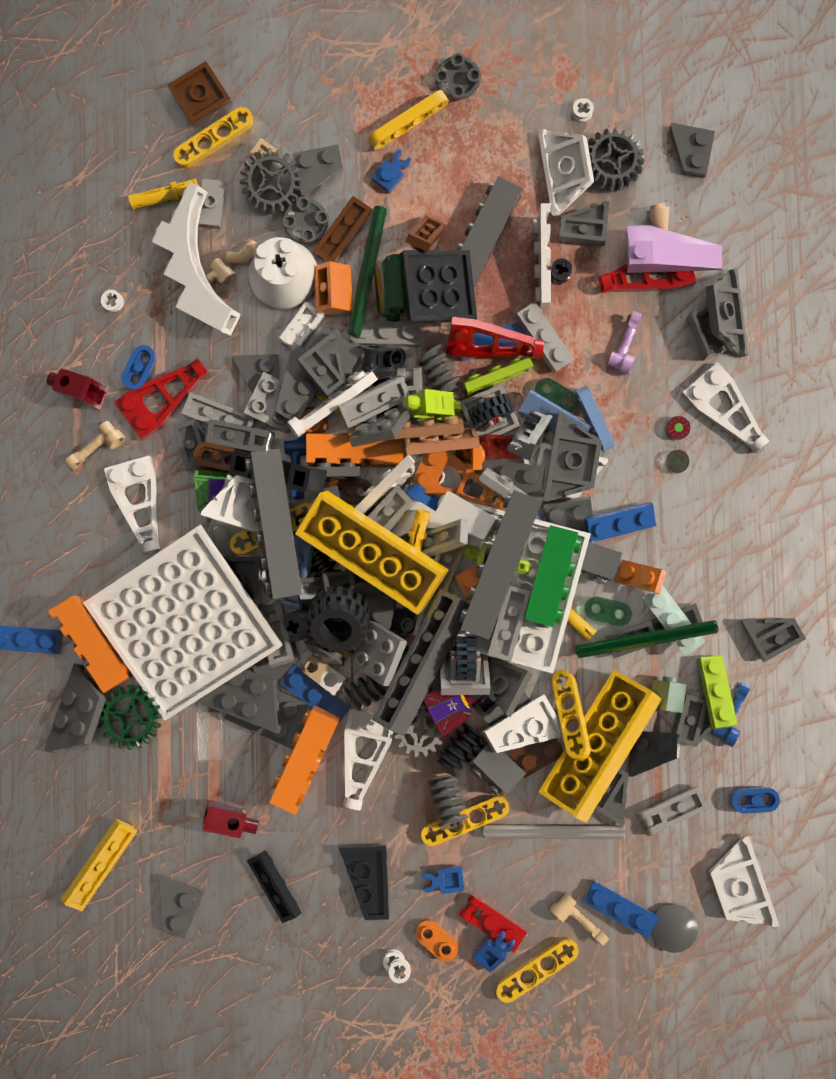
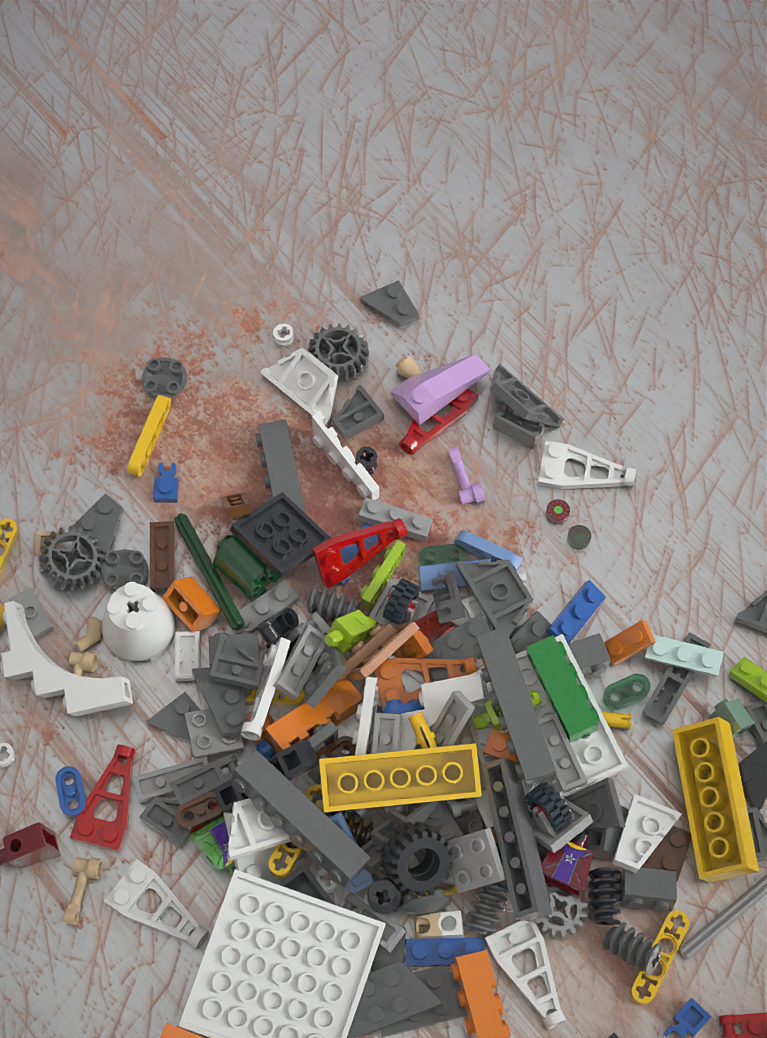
camera: 40 degrees left, 20 degrees down
(499, 484) = (458, 652): light grey plate -> none
(567, 716) = (670, 793): yellow beam -> none
(647, 639) = (676, 685): dark green axle -> none

